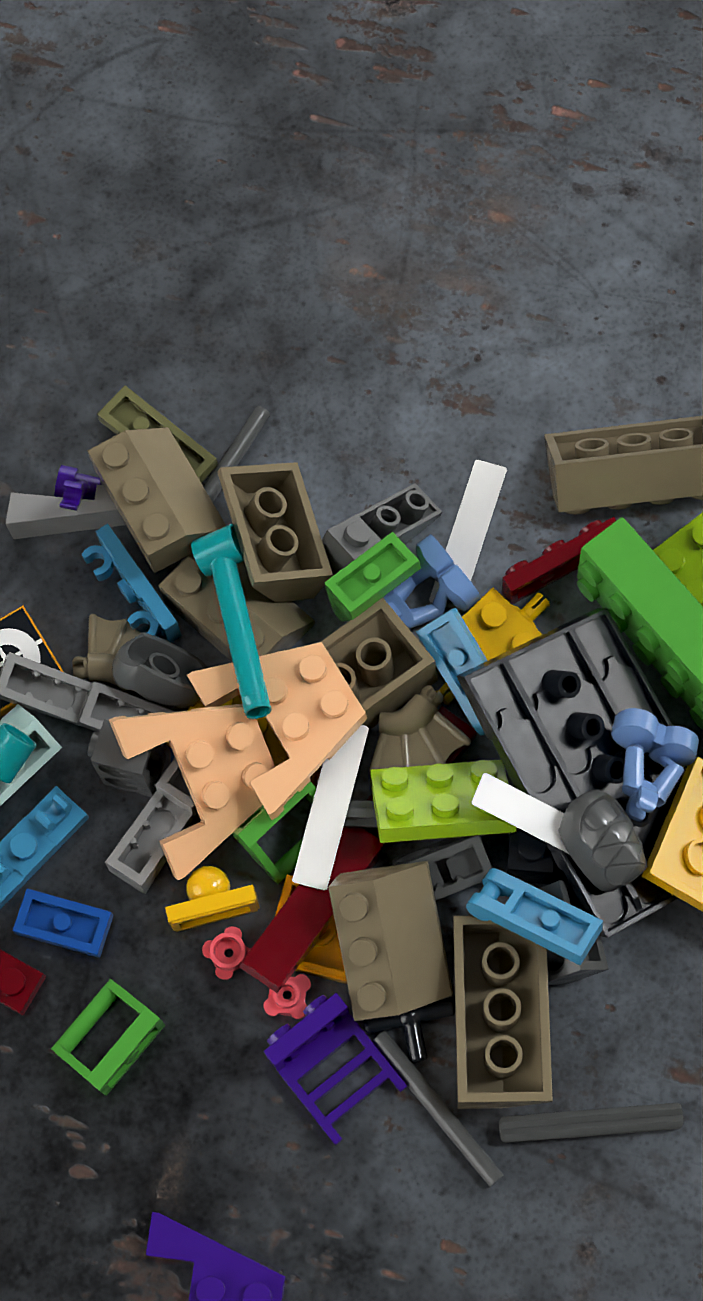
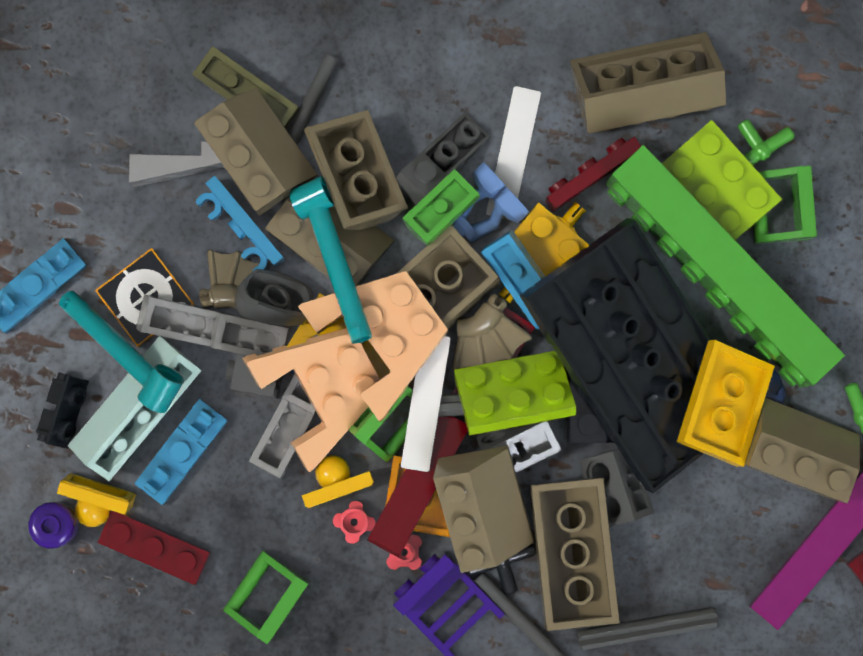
camera: 15 degrees left, 15 degrees up
(63, 923) = (219, 510): blue plate -> none
(74, 487) = (184, 142): dark purple brick -> none
(519, 810) = (605, 411): white sticker -> none
(536, 915) = (597, 483): dark azure plate -> none
(602, 840) = (645, 419): dark grey piece -> none
(667, 745) = (689, 333): medium blue piece -> none

